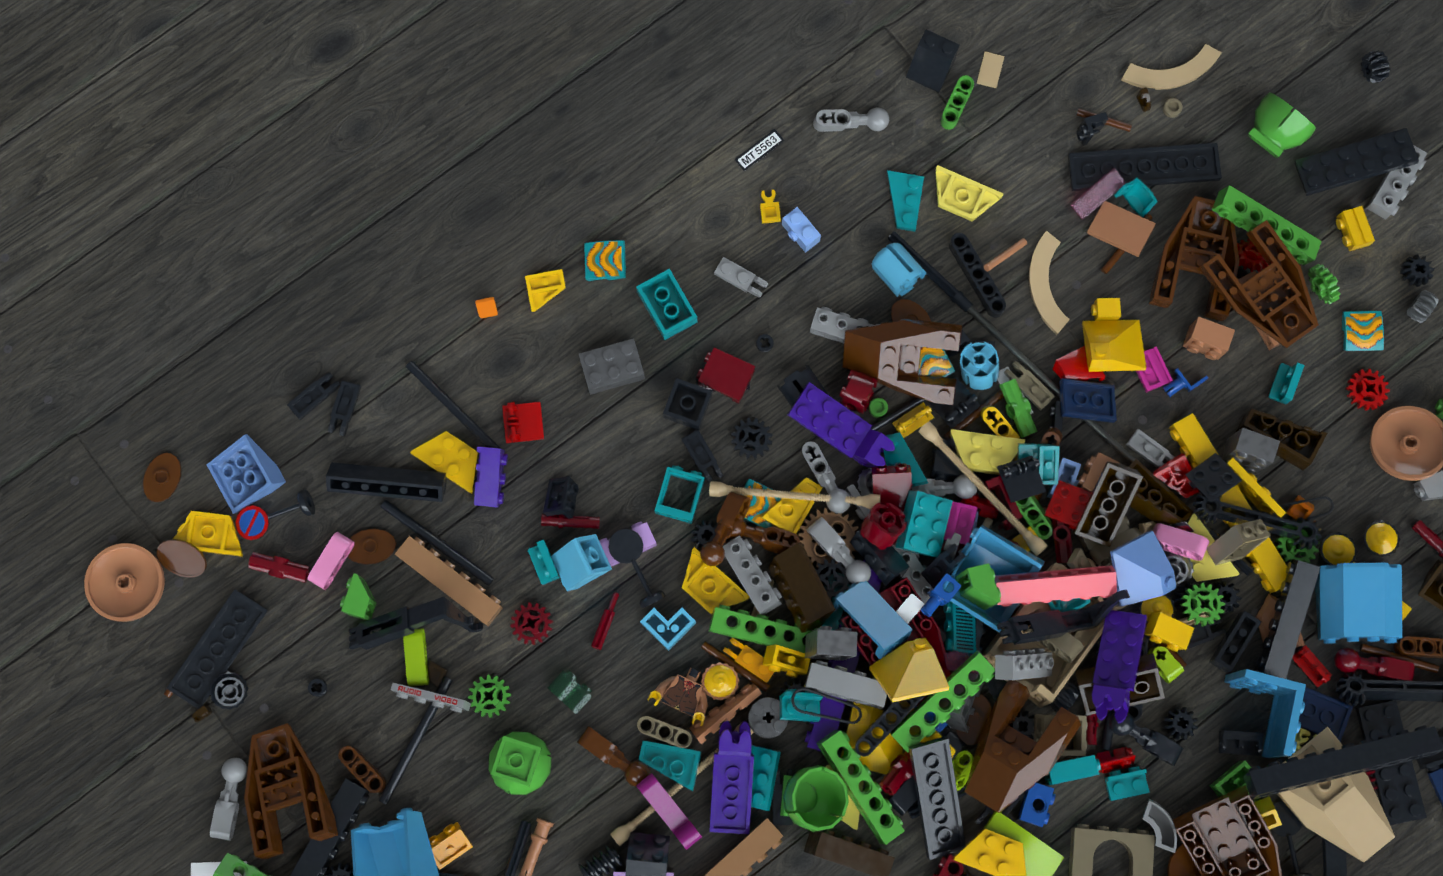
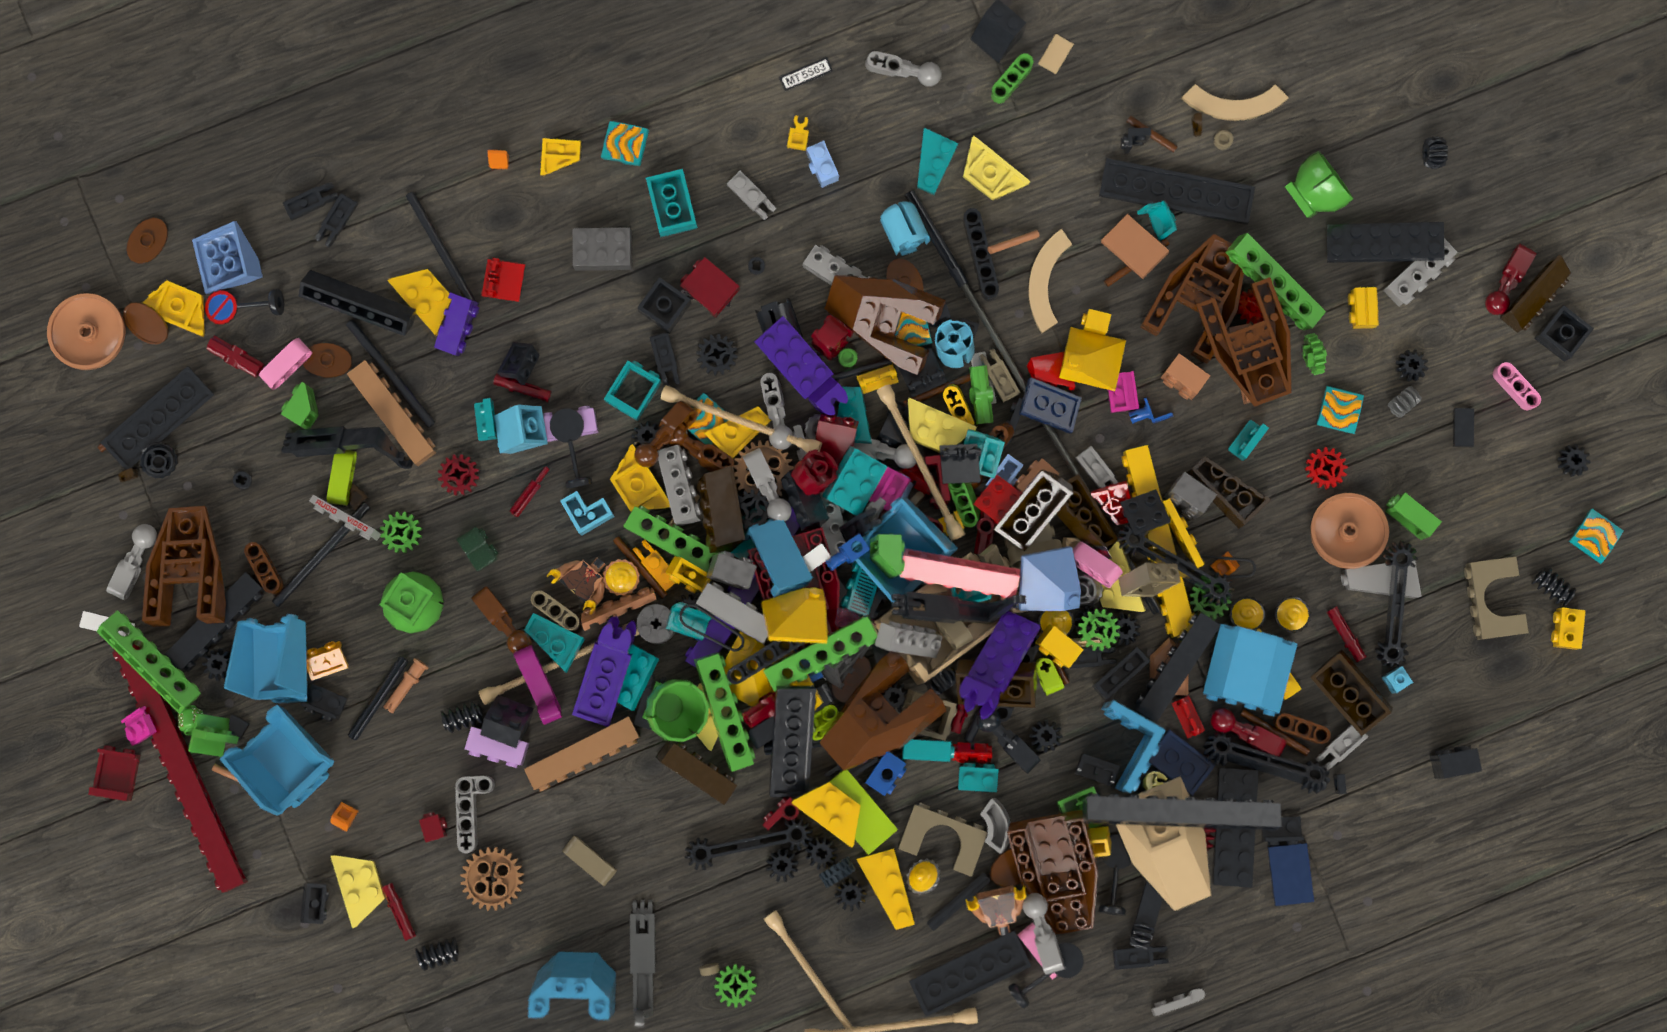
camera: 15 degrees right, 5 degrees up
(1098, 193) = (1122, 206): clear pink tile -> none

